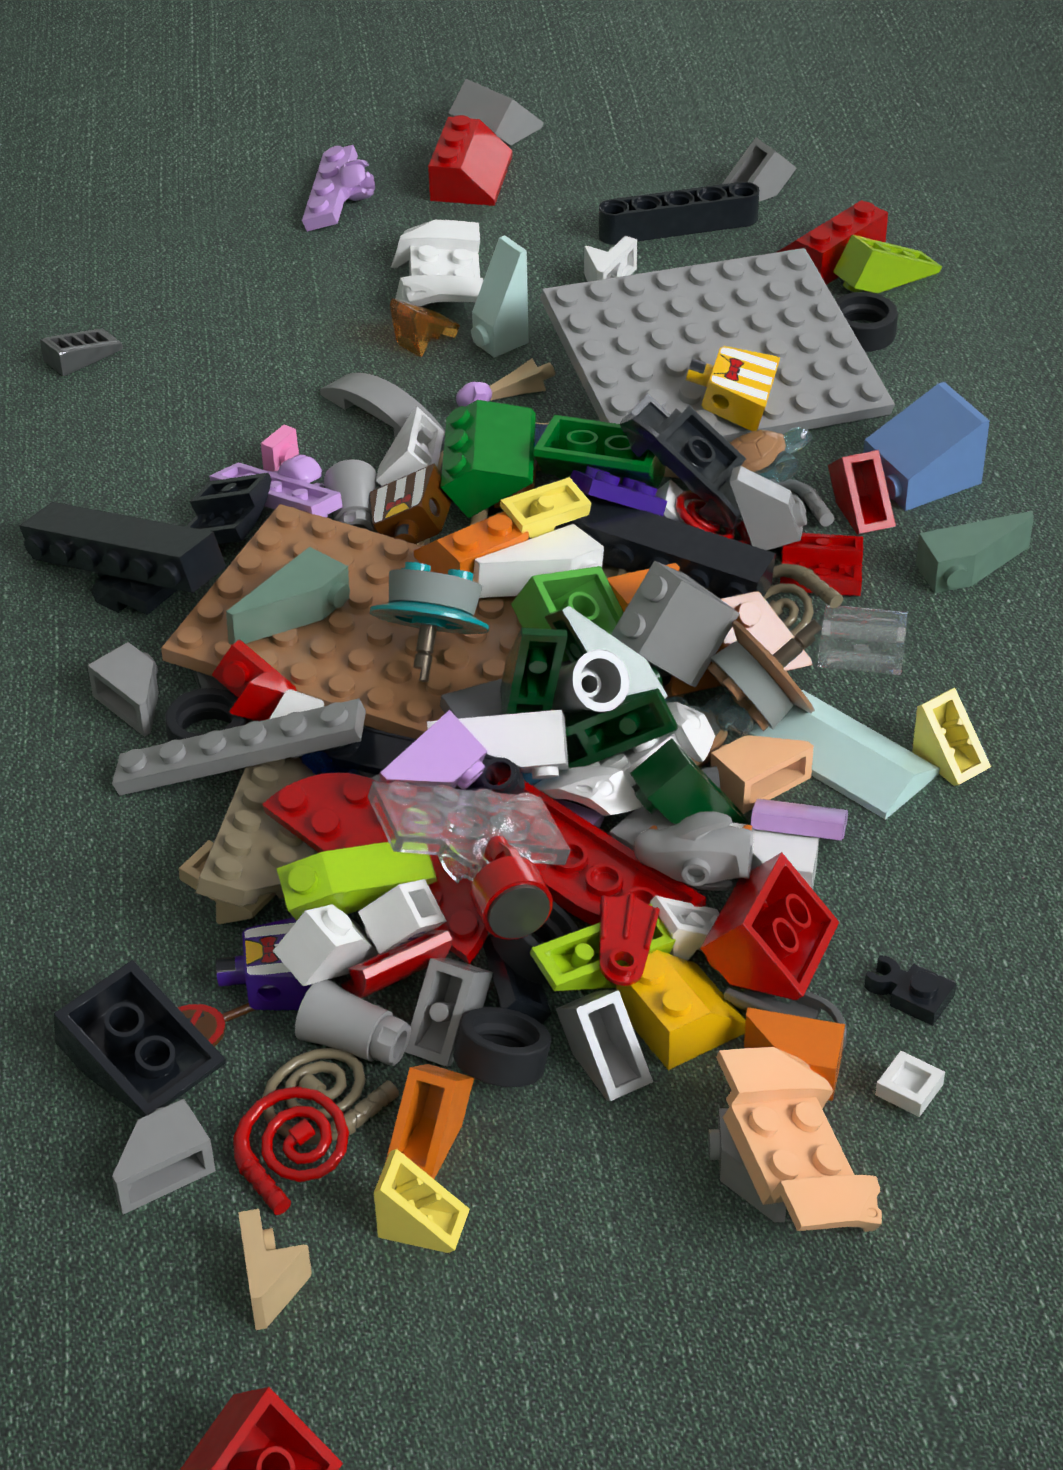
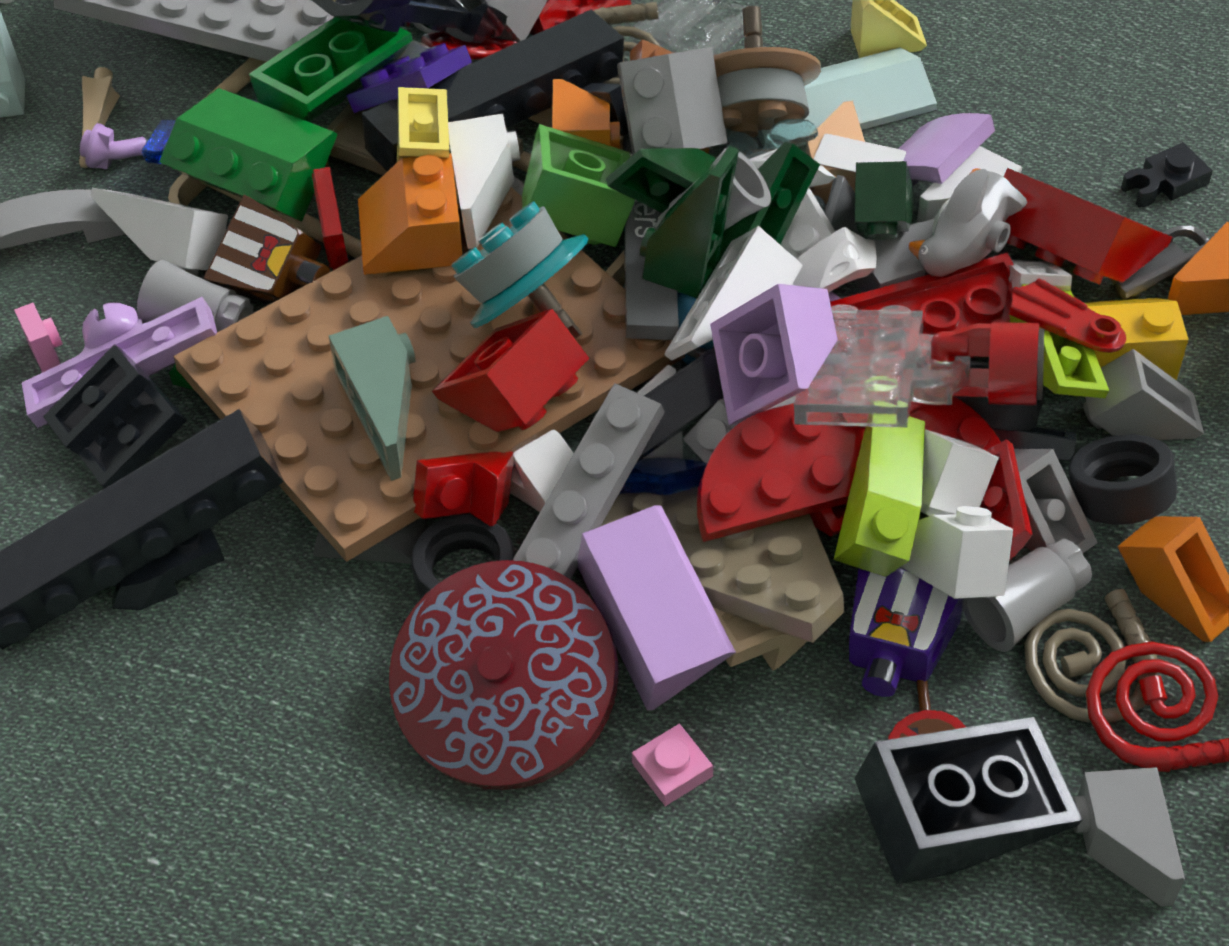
camera: 60 degrees left, 10 degrees up
(101, 895) = (672, 764): none -> bright pink plate
(114, 772) = (503, 675): none -> dark red dish
(127, 685) = (346, 616): light grey slope -> none
(192, 805) = (652, 604): none -> lavender slope
(349, 654) = (515, 373): none -> red slope
(462, 515) = (329, 218): none -> red tile
(746, 771) = (845, 152): none -> white sticker

